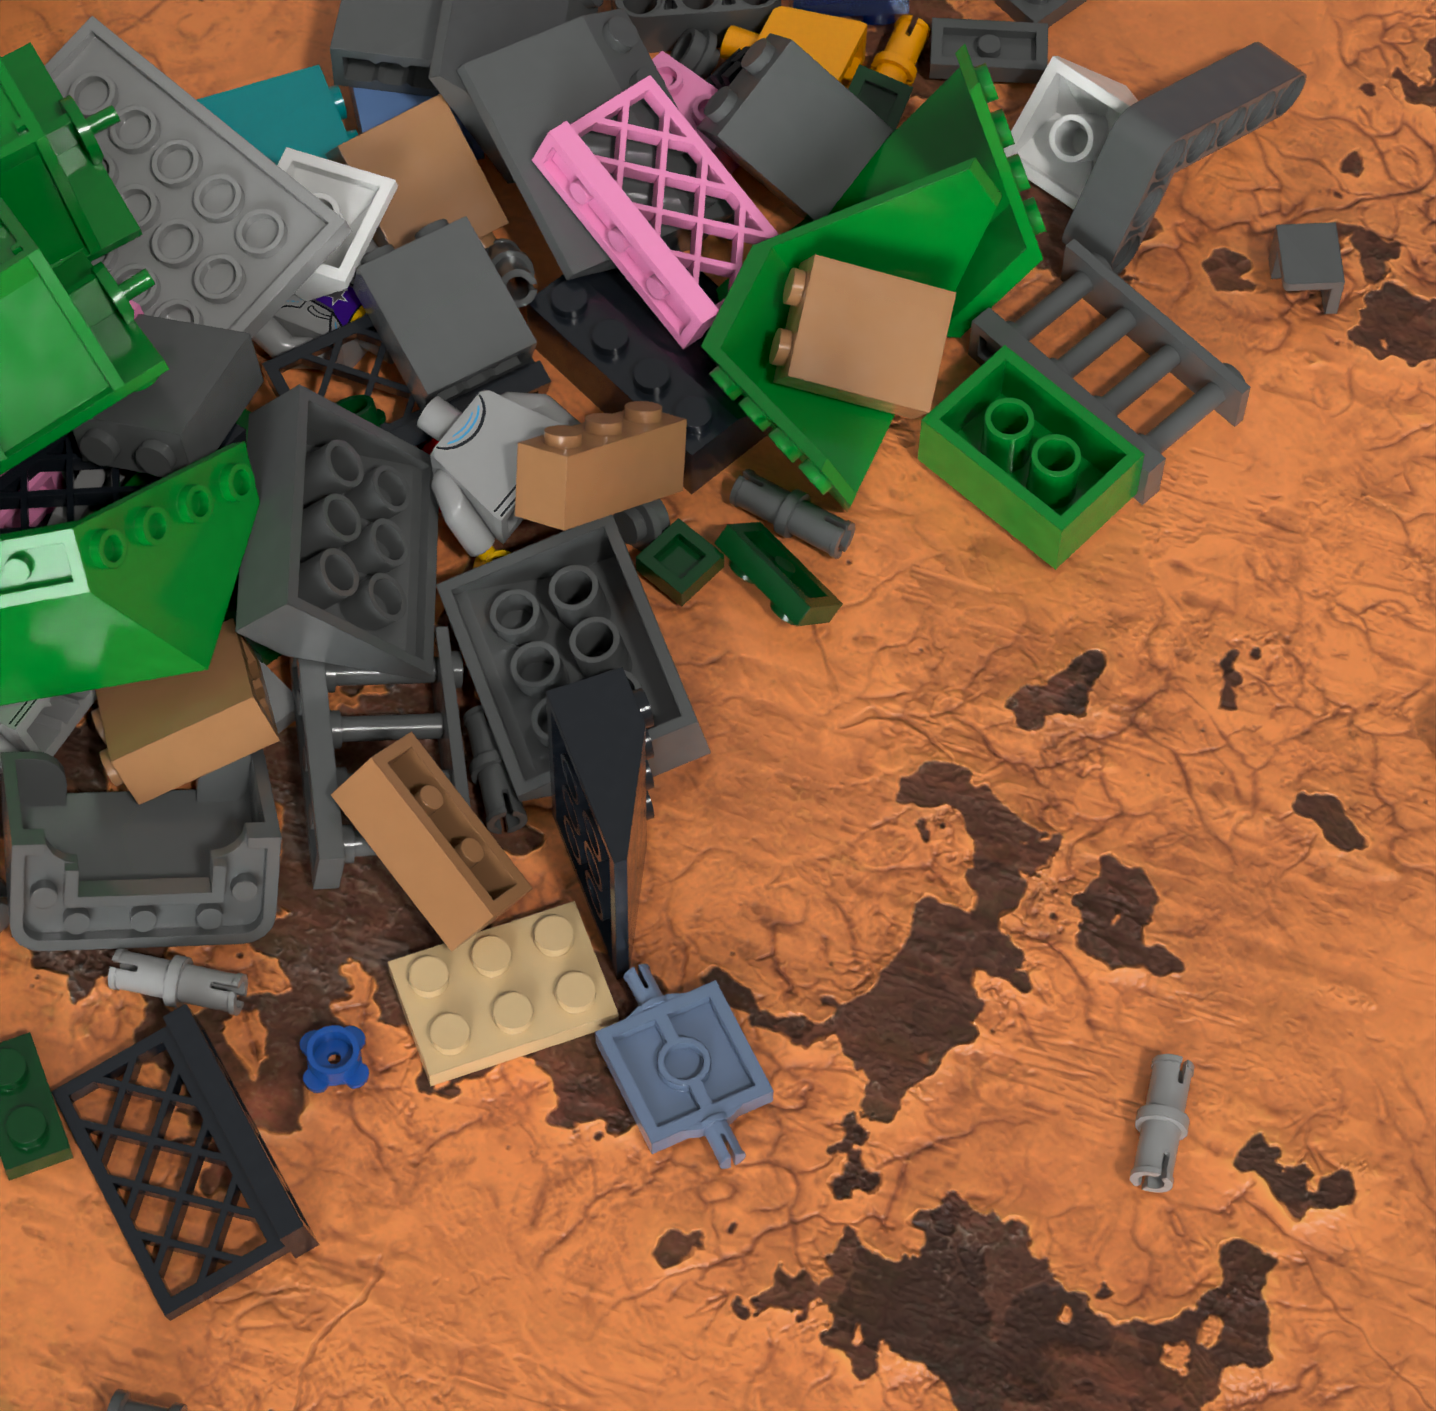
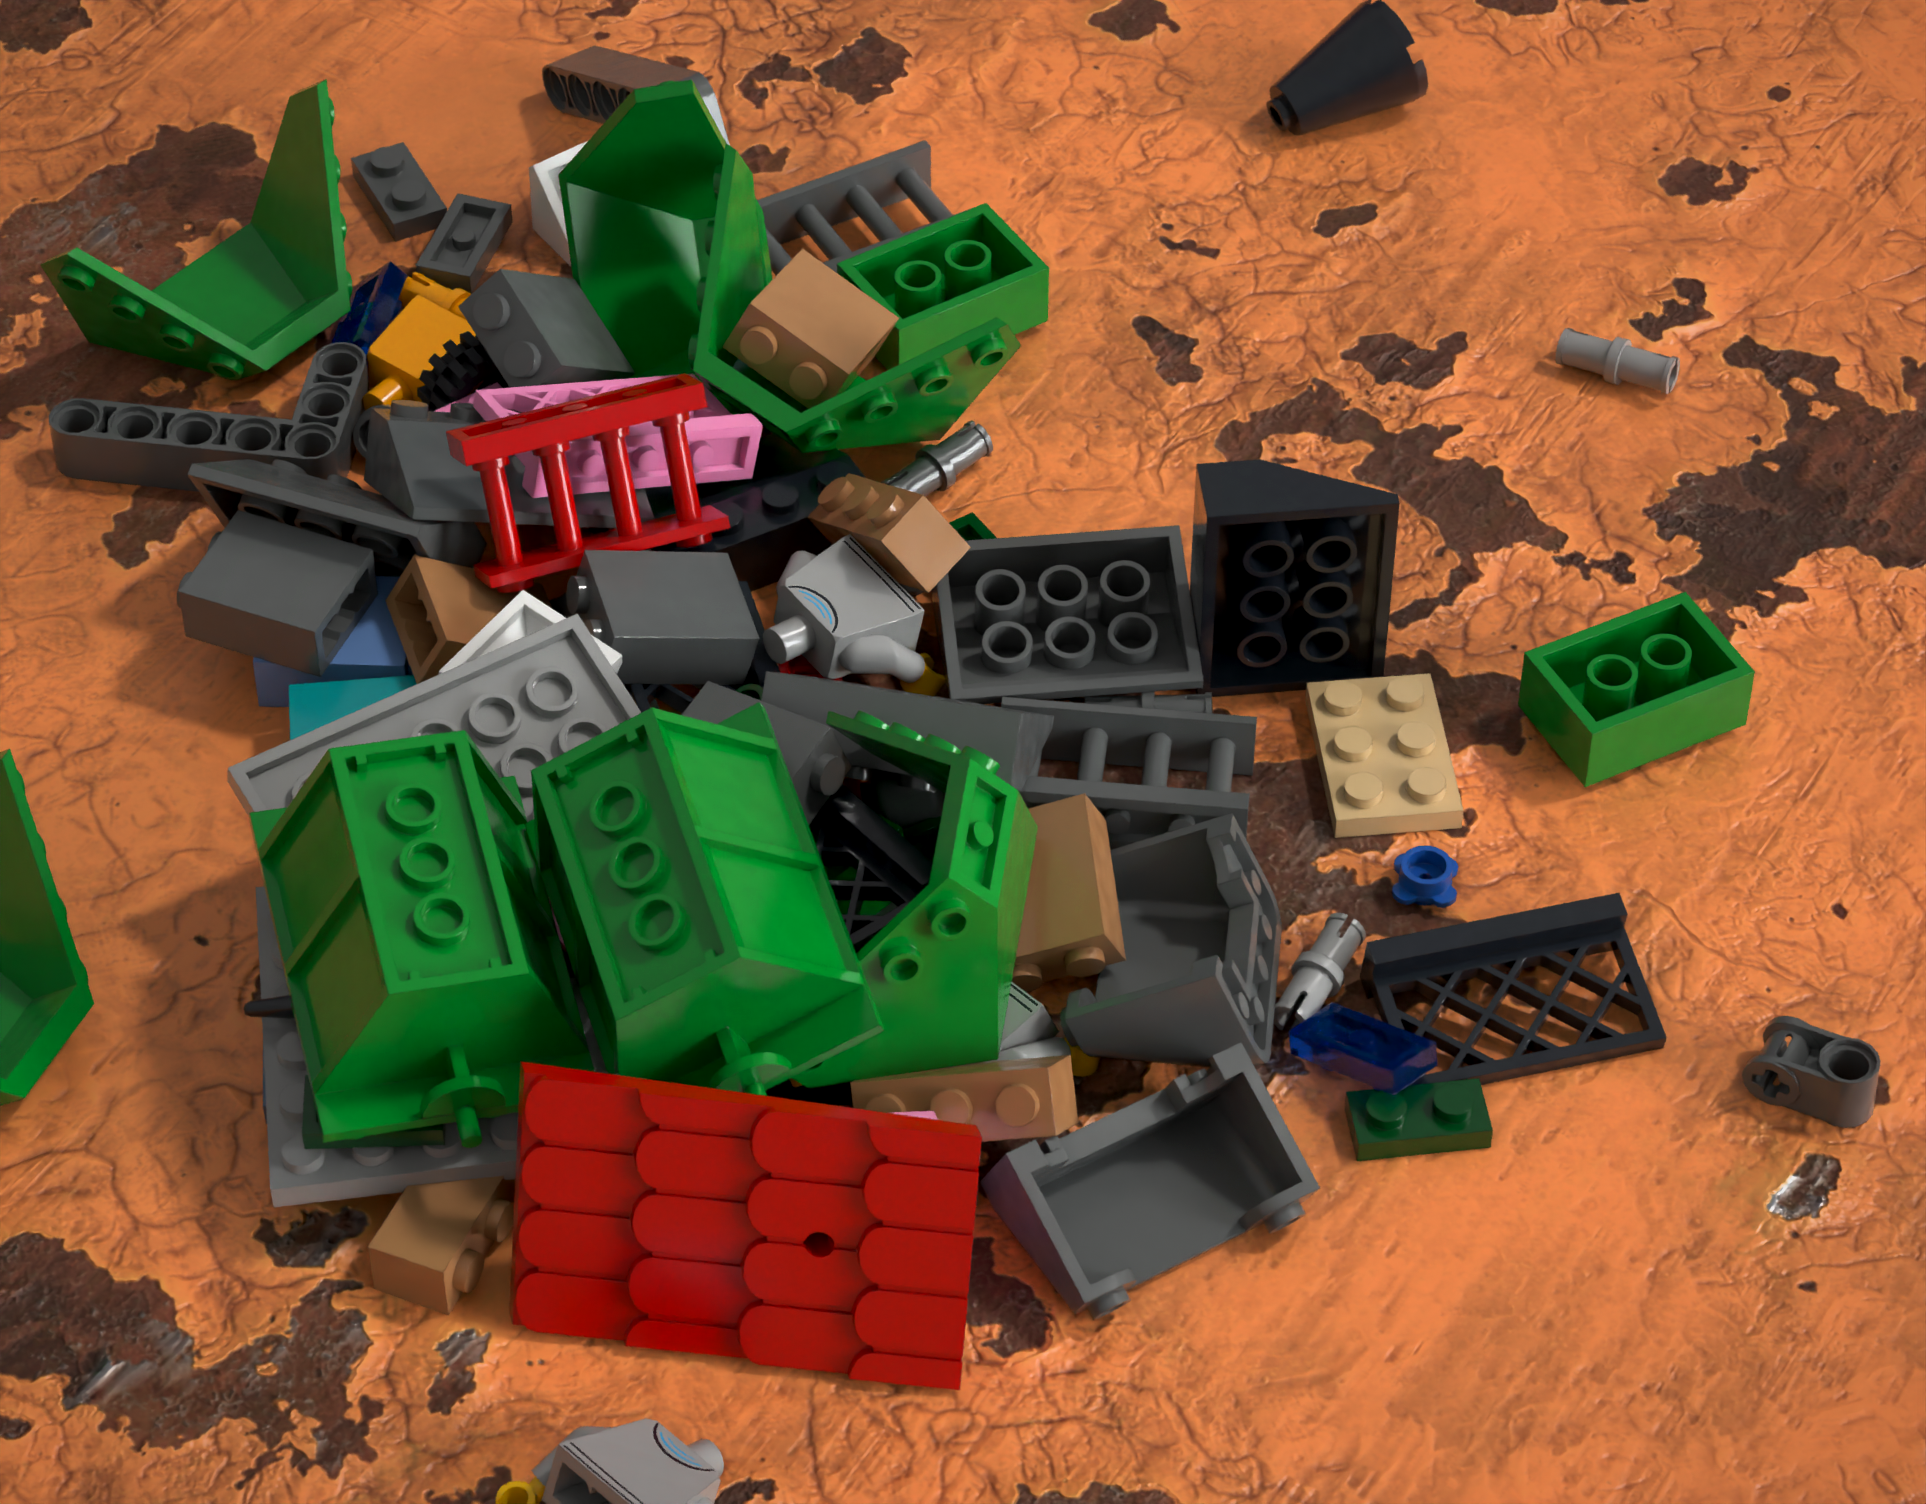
camera: 75 degrees left, 15 degrees down
(74, 1033) = (1363, 1048): none -> clear blue plate
(431, 841) = (1254, 726): medium nougat brick -> none
(583, 175) = (548, 436): none -> red fence
(620, 1205) = (1635, 688): none -> green brick
(684, 1066) = (1482, 636): sand blue plate -> none
(764, 561) = (1026, 480): dark green plate -> none
(1309, 259) = (795, 85): dark grey panel -> none

